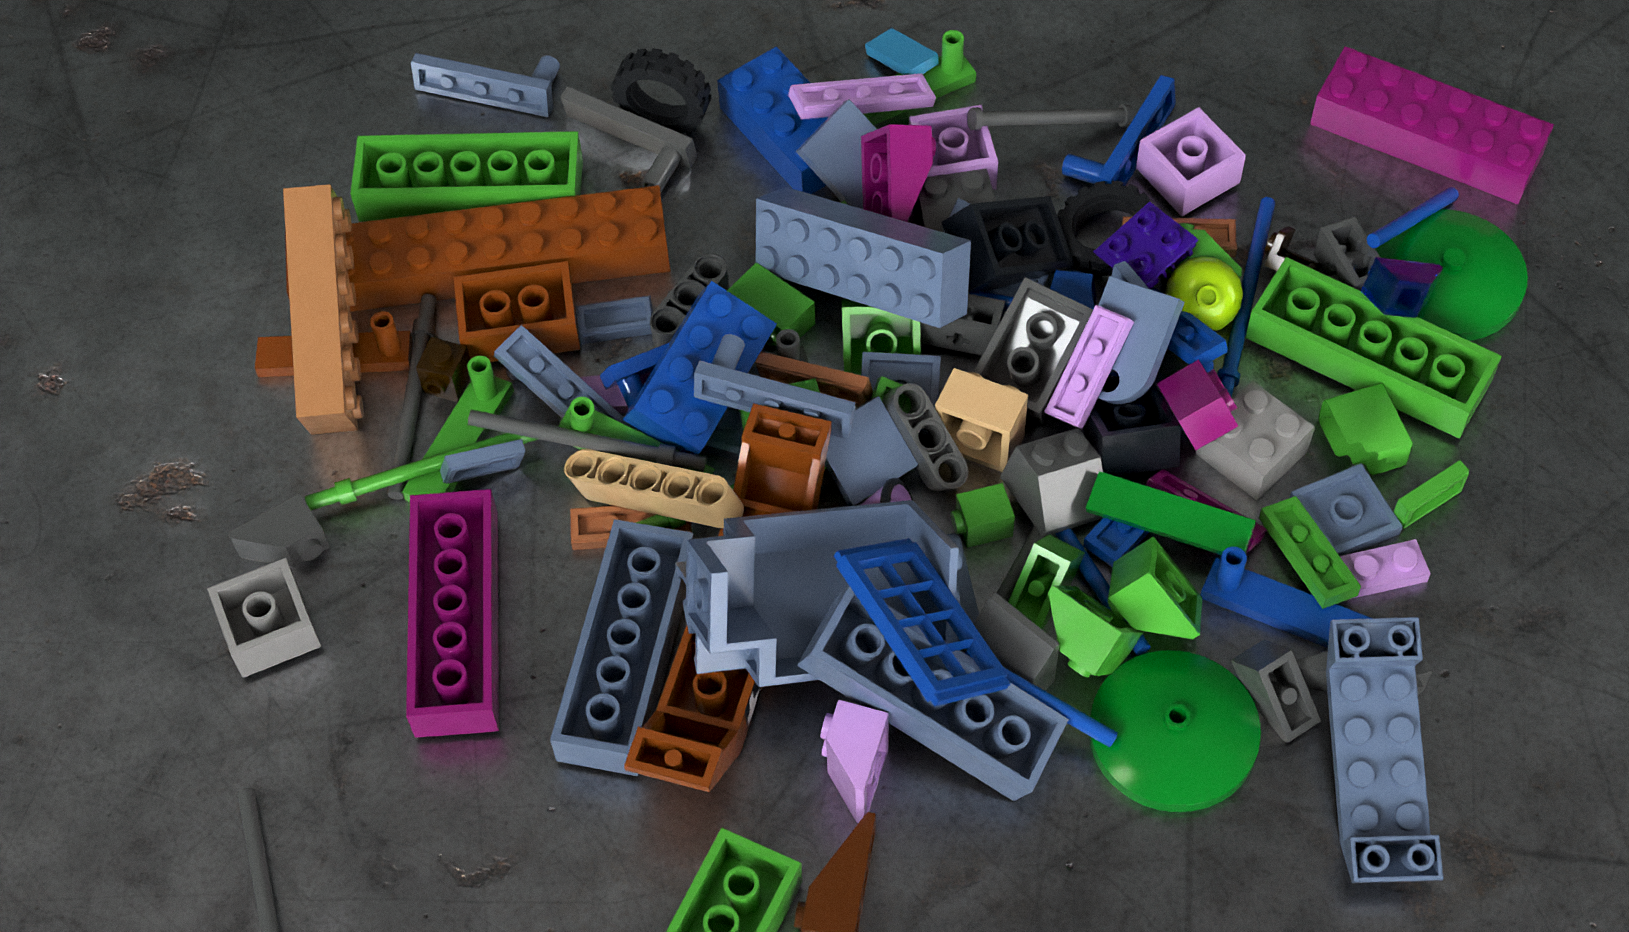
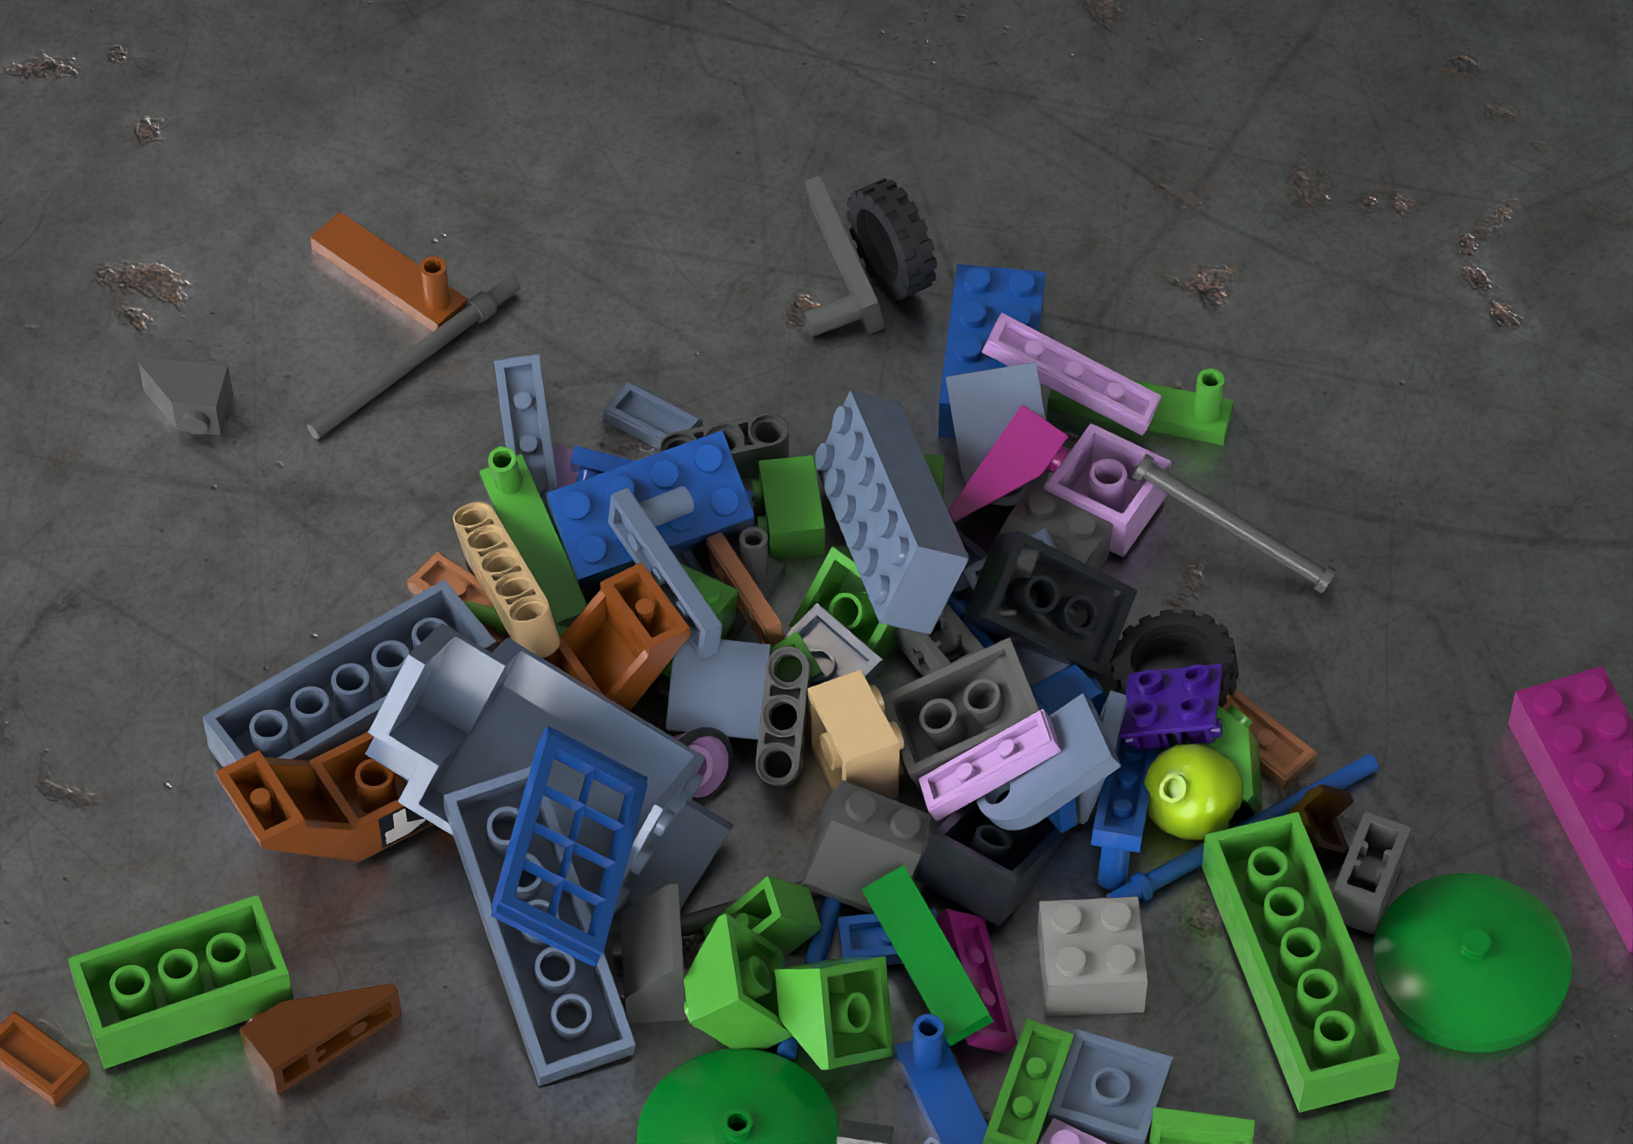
camera: 40 degrees right, 5 degrees down
(263, 617) = (99, 448): light grey brick -> none
(321, 310) = (388, 218): medium nougat brick -> none
(347, 490) = (274, 396): bright green bar -> none
(420, 254) = (596, 272): dark orange brick -> none
(444, 369) = (456, 352): dark brown brick -> none
(453, 614) = (246, 559): magenta brick -> none
(461, 171) = (653, 197): bright green brick -> none
(482, 461) = (402, 453): sand blue tile -> none
(483, 394) = (415, 421): bright green piece -> none
(488, 85) = (763, 129): sand blue piece -> none
(500, 301) = (580, 346): dark orange brick -> none
(663, 454) = (547, 559): dark grey bar -> none
(855, 752) = (433, 933): lavender slope -> none
(901, 53) = (1171, 366): dark azure tile -> none
(983, 515) = (774, 829): bright green brick -> none
(1076, 718) = (637, 1020): blue bar -> none
(1124, 157) = (1299, 607): blue piece -> none
(1190, 161) = (1325, 663): lavender brick -> none
(1199, 403) = (1052, 874): magenta brick -> none
(1366, 429) = (1212, 1029): bright green piece -> none
(1401, 286) = (1374, 923): clear blue slope -> none
(1412, 217) = (1481, 875): blue bar -> none

